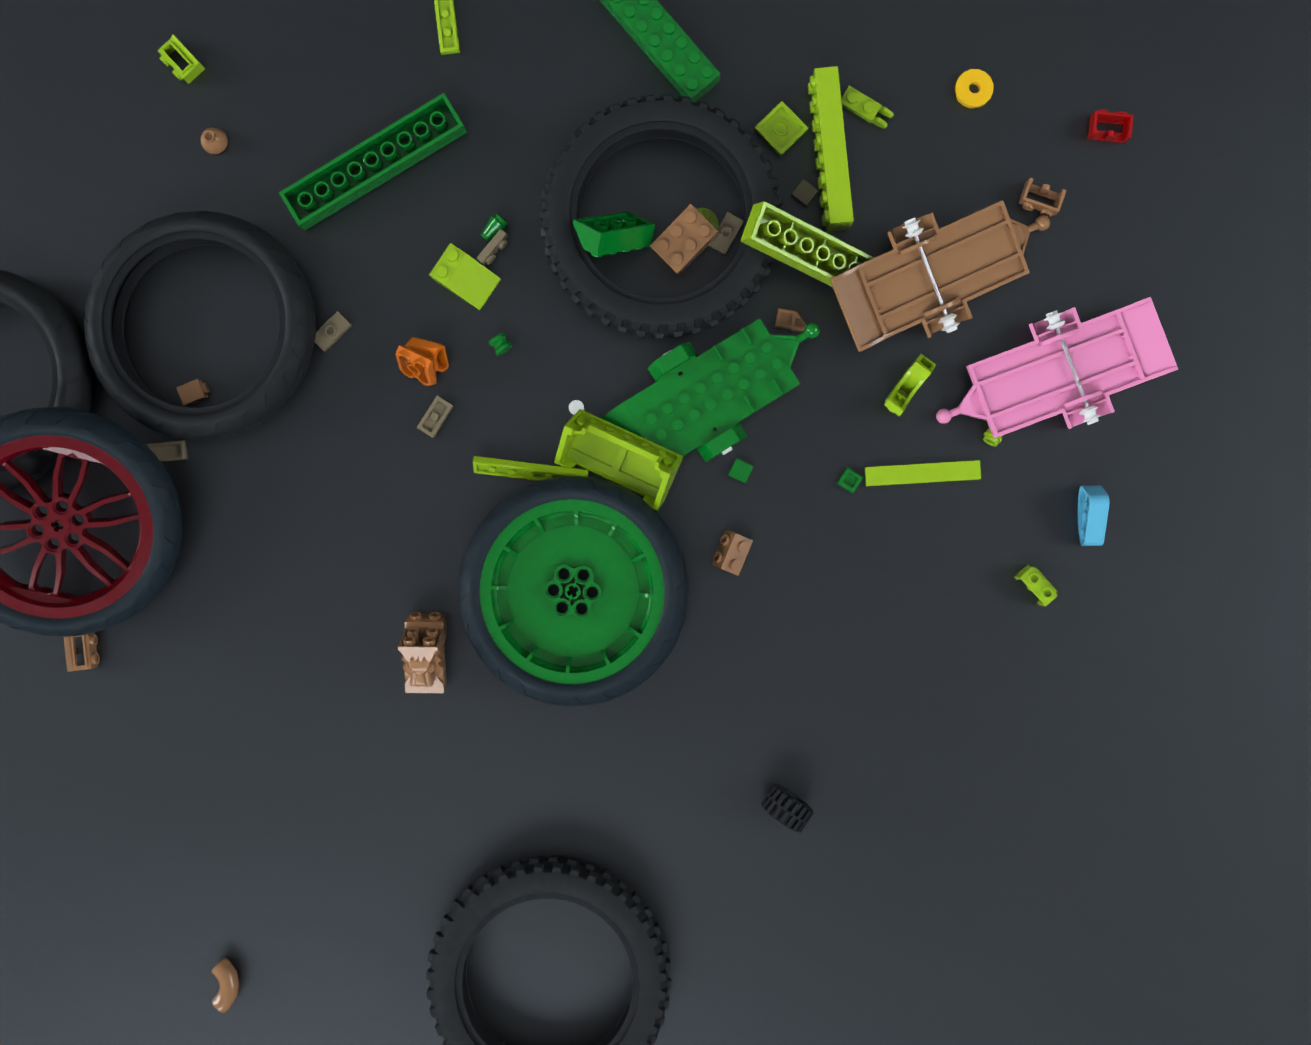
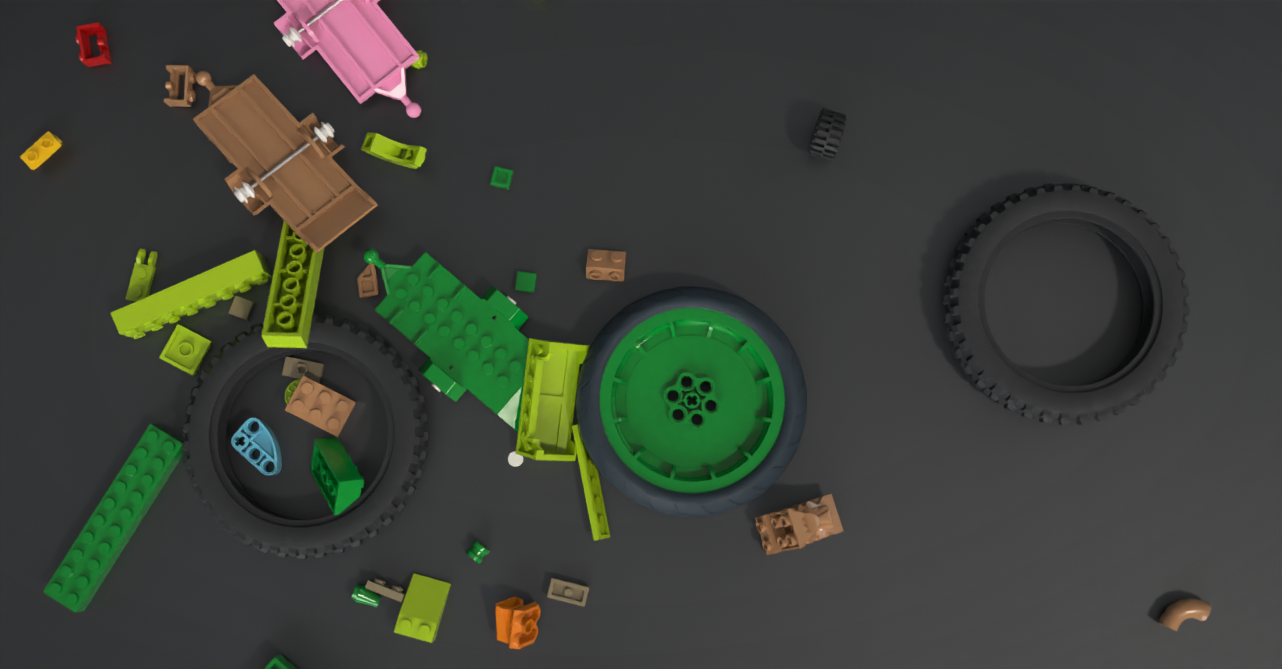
camera: 105 degrees left, 5 degrees down
(670, 176) = (264, 441): none -> medium azure beam
(922, 473) = (473, 113): lime tile -> none
(981, 80) = (84, 177): yellow tile -> none
(1020, 46) = (41, 150): none -> yellow bracket

